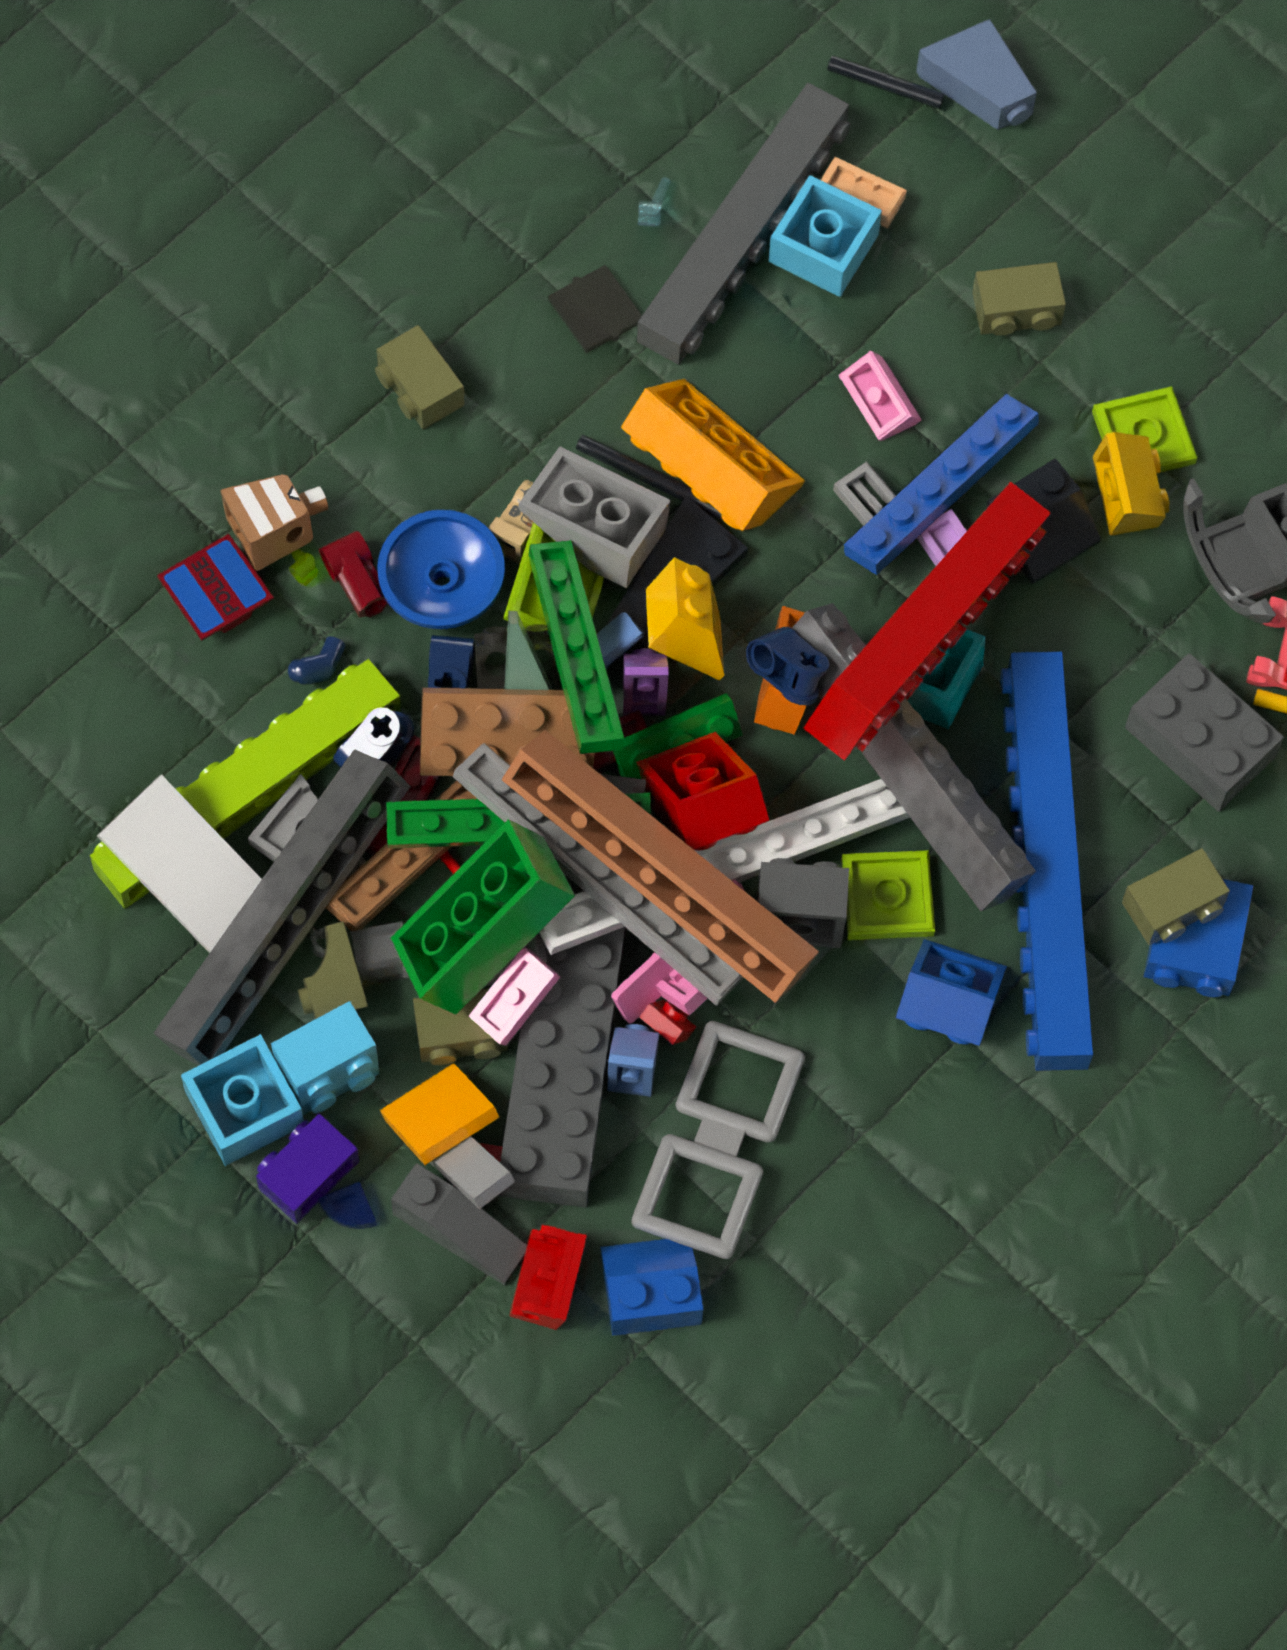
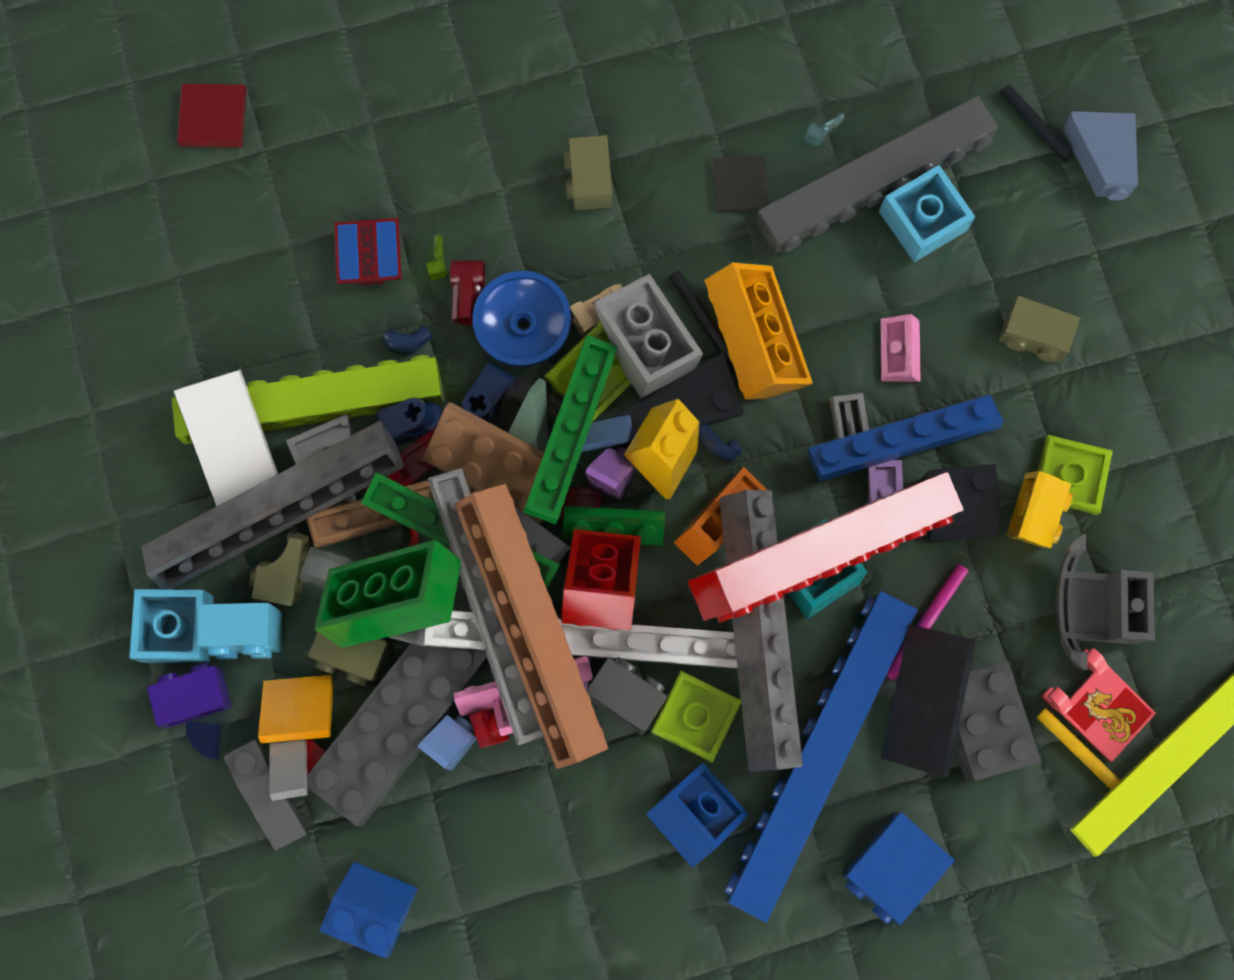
camera: 30 degrees right, 10 degrees up
(271, 517) = (432, 221): medium nougat torso -> none
(514, 996) = (384, 659): plate -> none
(548, 1276) = (302, 866): red hinge -> none
(718, 1140) = (474, 833): light grey bar -> none
(738, 598) = (727, 452): none -> dark blue arm
(788, 661) = (714, 516): dark blue piece -> none
(866, 188) = (975, 193): light nougat plate -> none
(1078, 665) = (932, 611): none -> dark pink bar
(1128, 736) = (928, 700): none -> black tile
(1176, 898) = (891, 843): olive brick -> none

